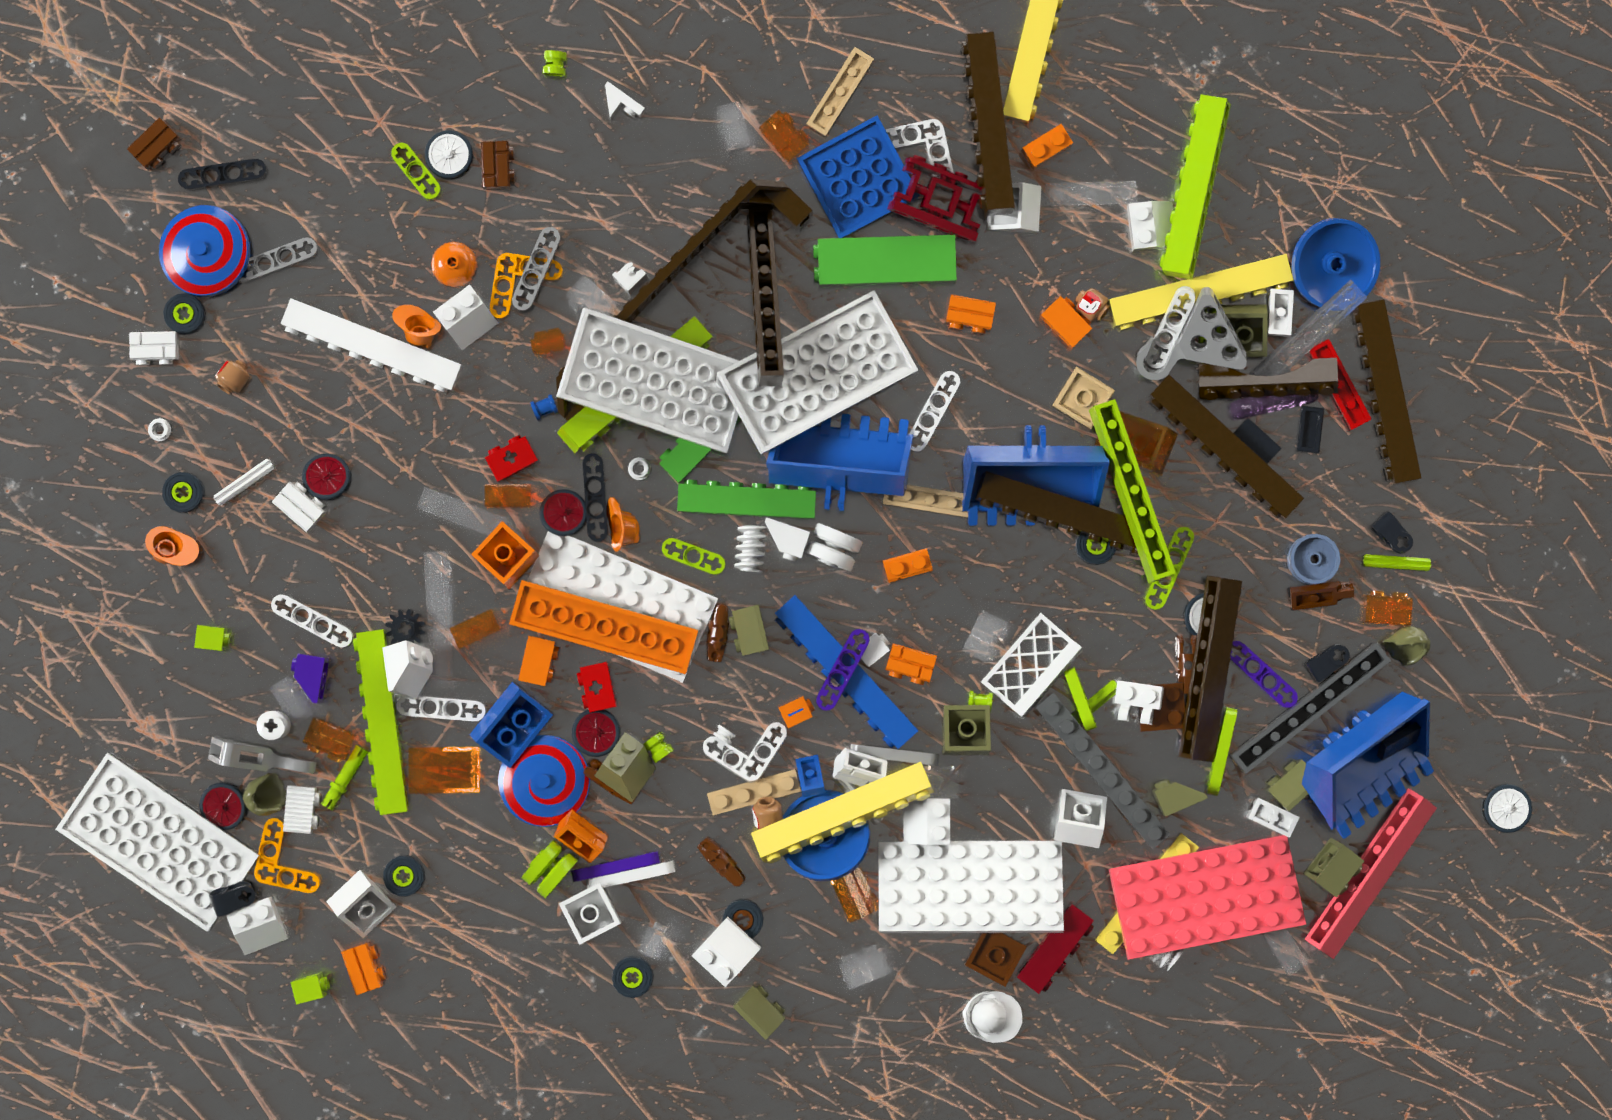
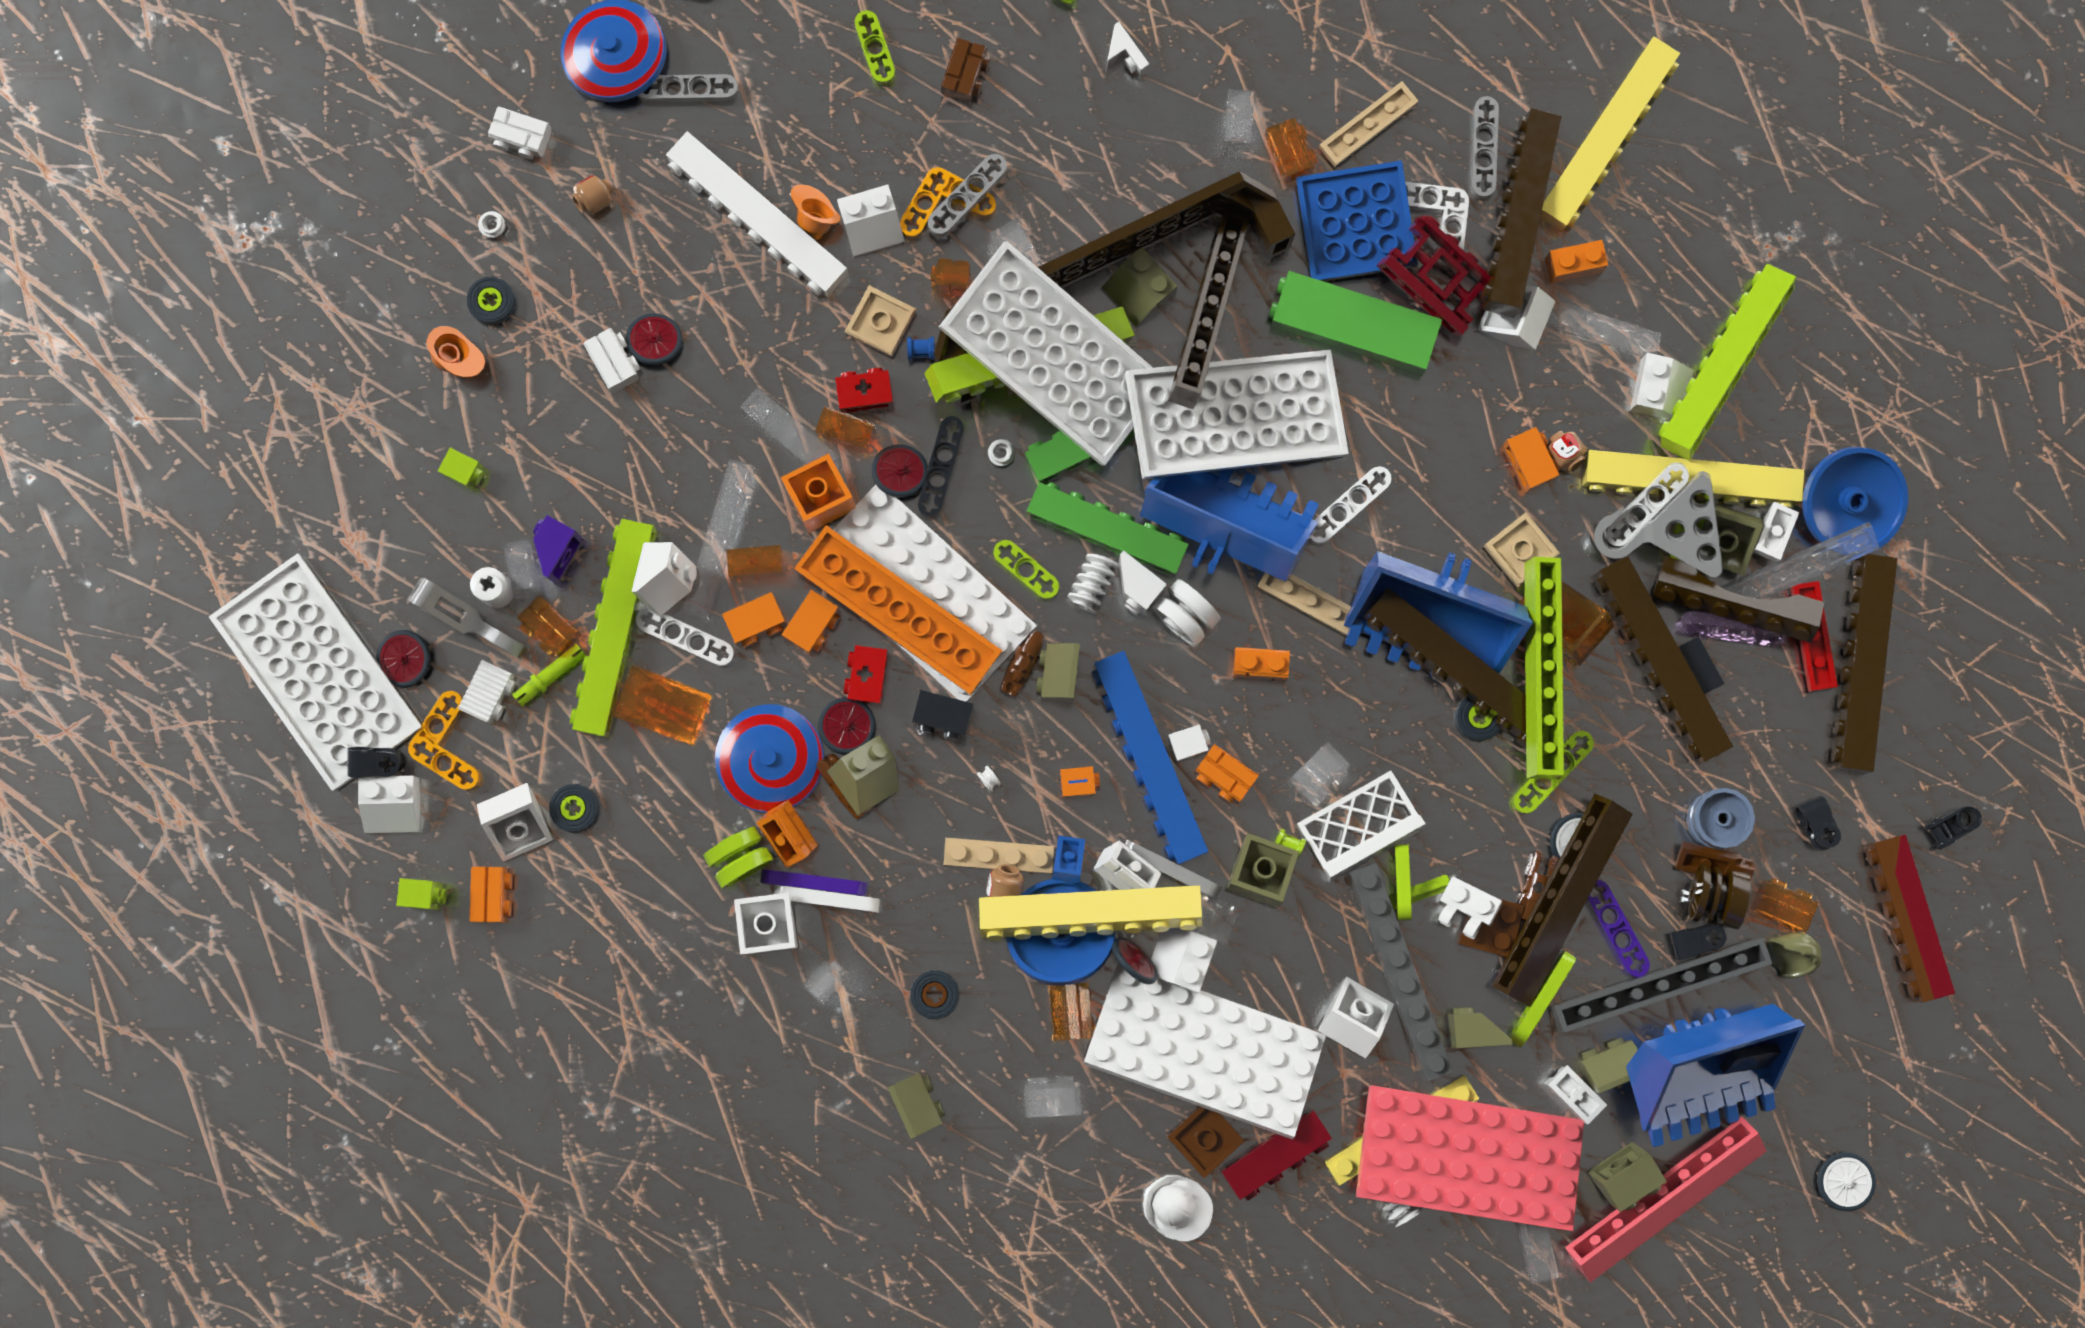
camera: 20 degrees right, 5 degrees down
(195, 310) = (579, 110): black bush -> none
(243, 482) = (561, 313): white axle -> none
(265, 795) = (453, 661): olive hair -> none
(312, 620) = (577, 492): white beam -> none
(398, 623) = (673, 525): black gear -> none
(448, 154) = (917, 41): white wheel -> none
(455, 275) = (881, 170): orange cylinder -> none
(492, 675) = (755, 620): none -> orange brick
(503, 396) = (880, 321): none -> tan plate
(511, 724) = (755, 682): blue slope -> none
(622, 525) = (960, 506): orange piece -> none
(628, 279) = (1063, 241): white hinge -> none
(632, 965) = (783, 1028): black bush -> none
(657, 747) = (909, 766): lime wheel -> none
(670, 698) = (943, 716): none -> black brick
(702, 294) = (1139, 287): none -> olive slope
(721, 861) = (934, 920): reddish brown hinge -> none
(726, 951) = (902, 1023): white slope -> none
(745, 761) = (1002, 817): white beam -> none
(840, 668) = (1145, 749): dark purple beam -> none
(890, 837) = (1134, 961): none -> wheel
(943, 76) = (1487, 148): none -> light grey beam
(970, 313) = (1428, 412): orange brick -> none
(1310, 429) = (1762, 675): black tile -> none
(1332, 621) = (1725, 897): none -> dark brown wheel
(1397, 562) = (1811, 857): lime axle -> none
(1489, 583) = (1910, 919): none -> brick
(1499, 498) = (1949, 828): none -> black piece

